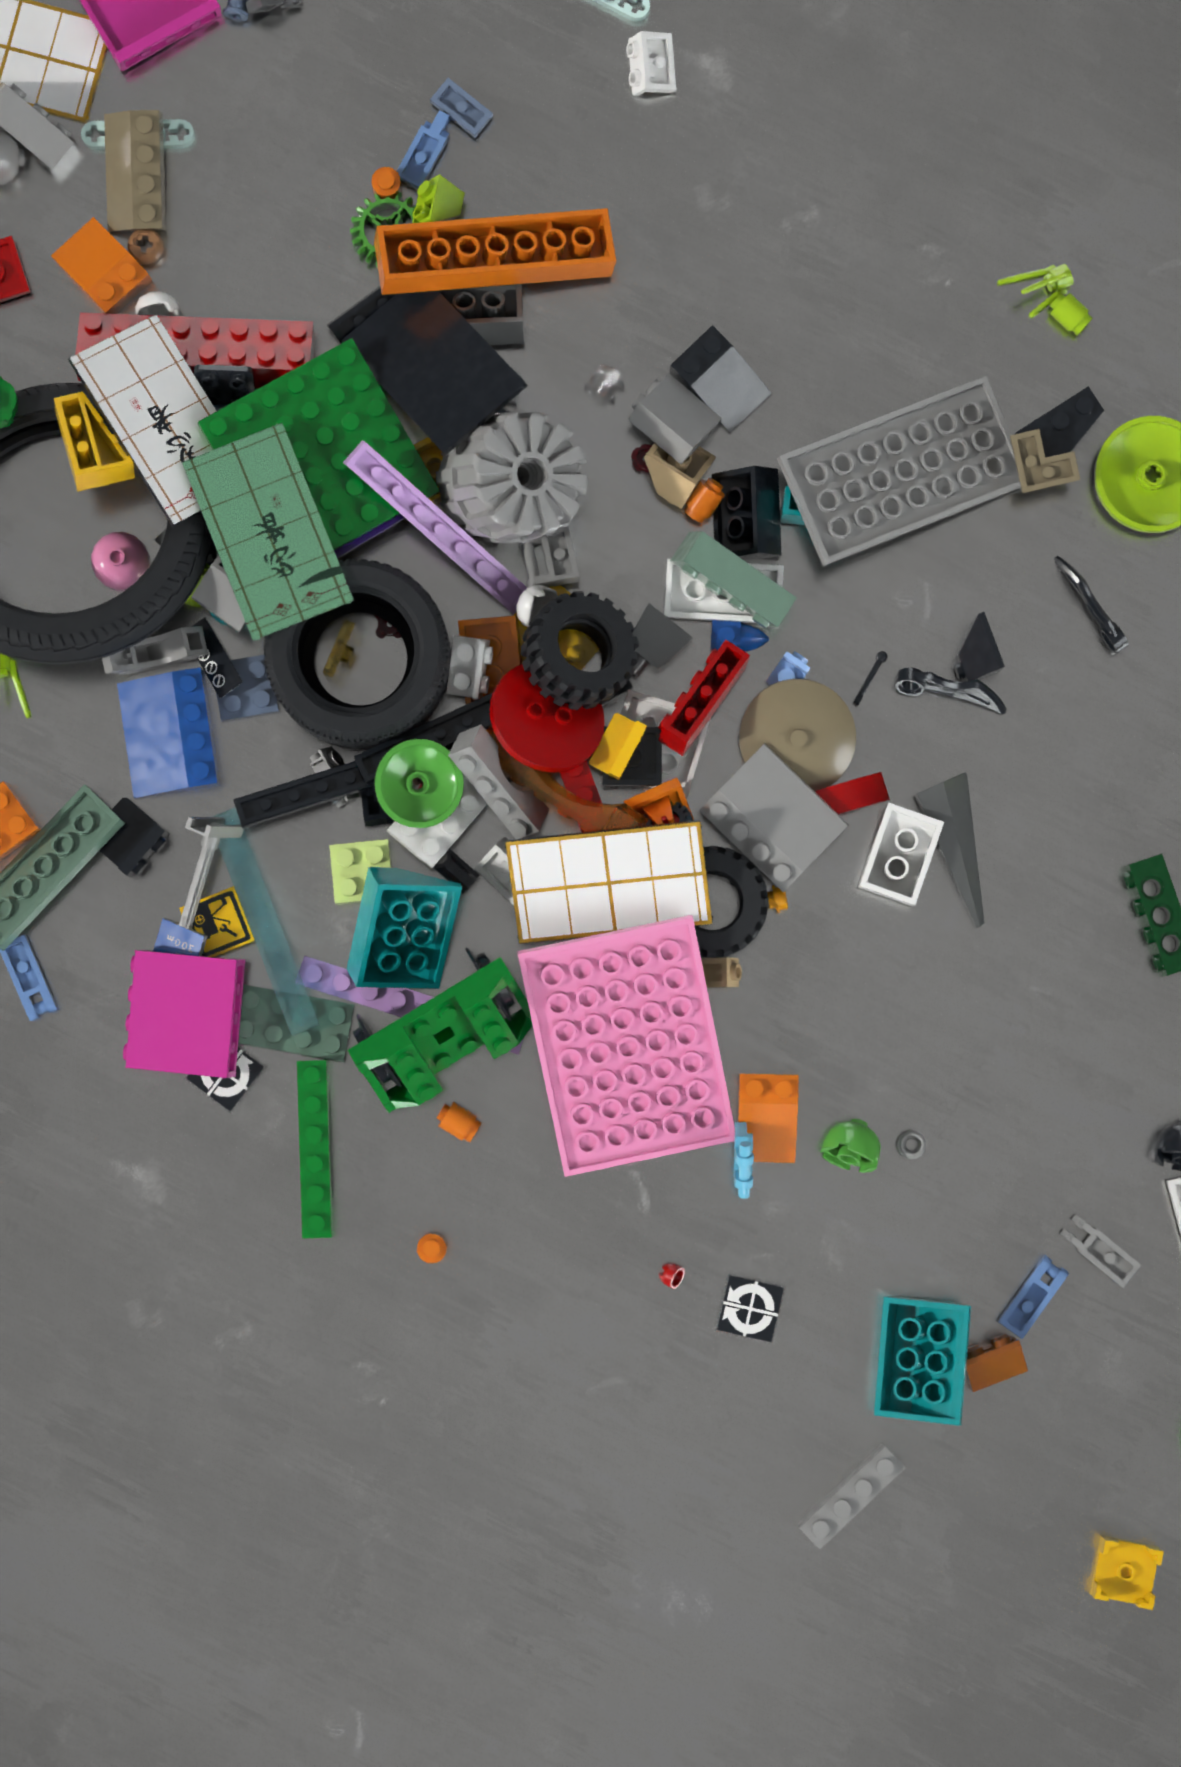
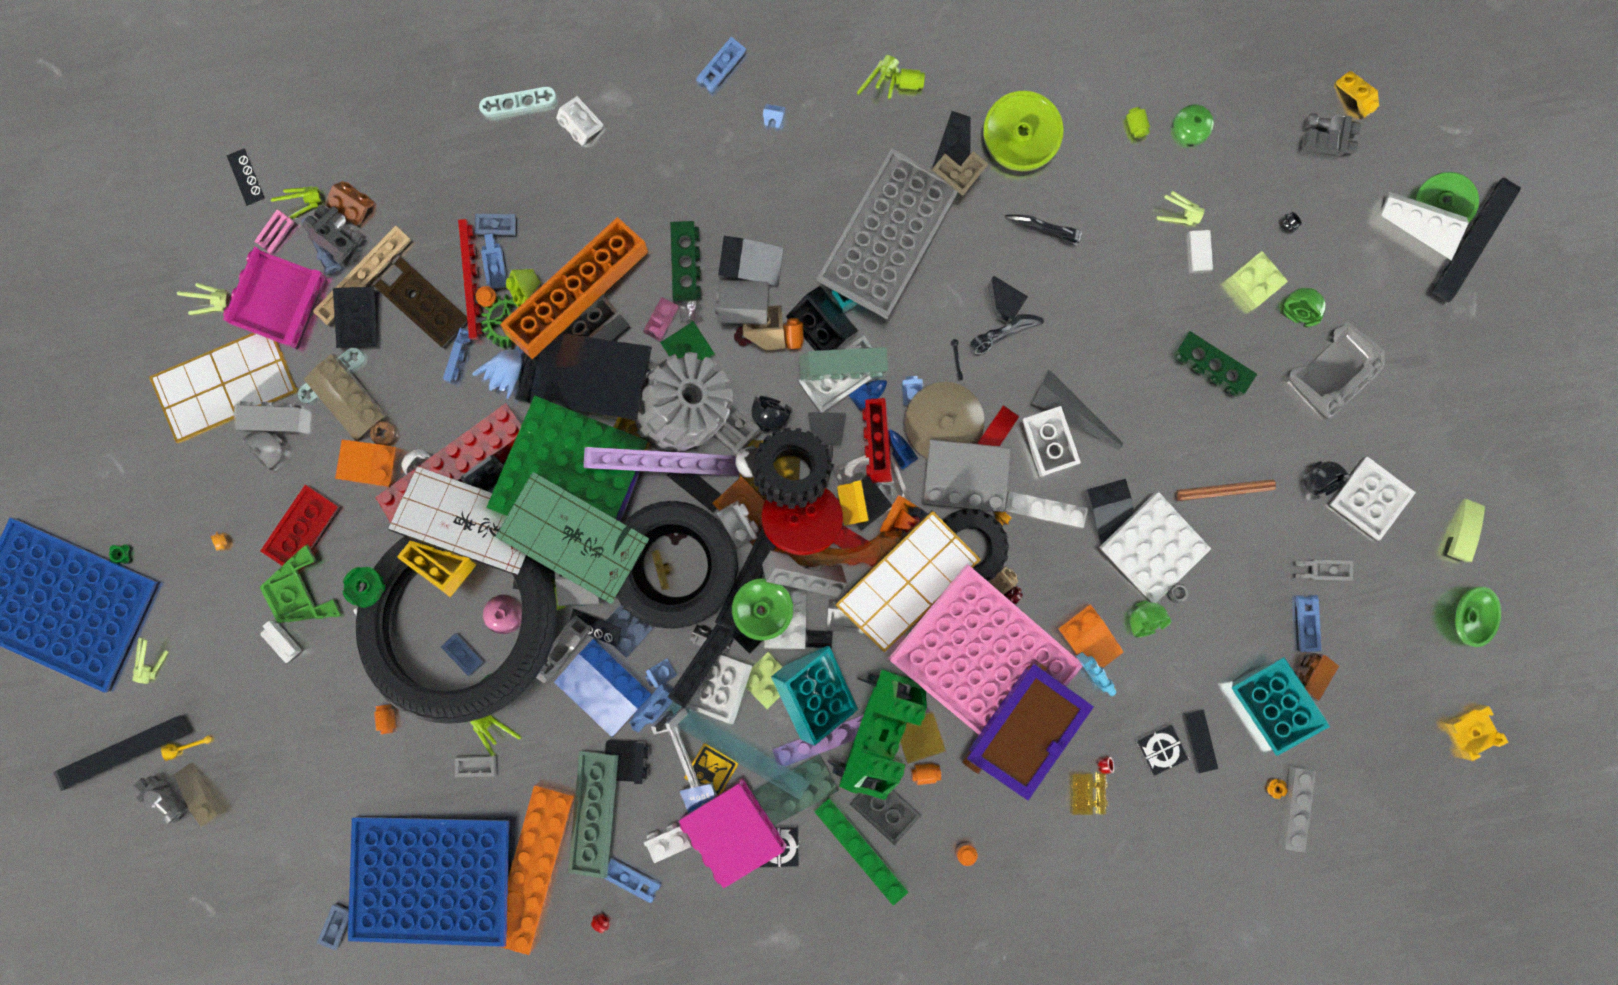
camera: 30 degrees left, 0 degrees up
(38, 569) = (462, 654): none -> medium blue plate
(101, 967) = (667, 843): none -> white bracket
(205, 800) = (651, 708): none -> medium blue hinge
(218, 89) = (355, 317): none -> black tile
(246, 769) = (660, 673): none -> light blue bracket
(263, 47) = (366, 270): none -> tan plate
(300, 223) = (457, 354): none -> medium blue hinge
(301, 840) = (722, 690): none -> white plate
(310, 143) = (428, 308): none -> dark brown hinge
(340, 282) = (503, 370): none -> light blue piece
(378, 1137) = (889, 816): none -> dark grey tile
(389, 139) = (469, 272): none -> red plate
(454, 590) = (697, 488): none -> black tile
(484, 1079) = (922, 740): none -> clear yellow plate
(566, 365) = (661, 319): none -> bright pink plate
(578, 413) = (688, 340): none -> green plate
(604, 570) = (769, 413): none -> black cylinder
(613, 1164) = (1028, 731): none -> door
(618, 1287) = (1083, 793): none -> clear yellow plate
(666, 281) = (679, 231): none -> dark green brick
(720, 997) = (1014, 595): none -> dark red plate
(722, 734) = (902, 451): none -> blue plate
(802, 1333) = (1200, 741): none -> black tile
(835, 930) = (1046, 509): none -> white plate
(855, 1456) = (1272, 788): none -> light orange plate
(867, 126) = (721, 64): none -> medium blue plate
(883, 228) = (775, 112): none -> light blue tile
(908, 993) = (1109, 507): none -> black slope
(925, 1071) = (1155, 547): none -> white plate
(1060, 1070) = (1223, 490): none -> nougat axle

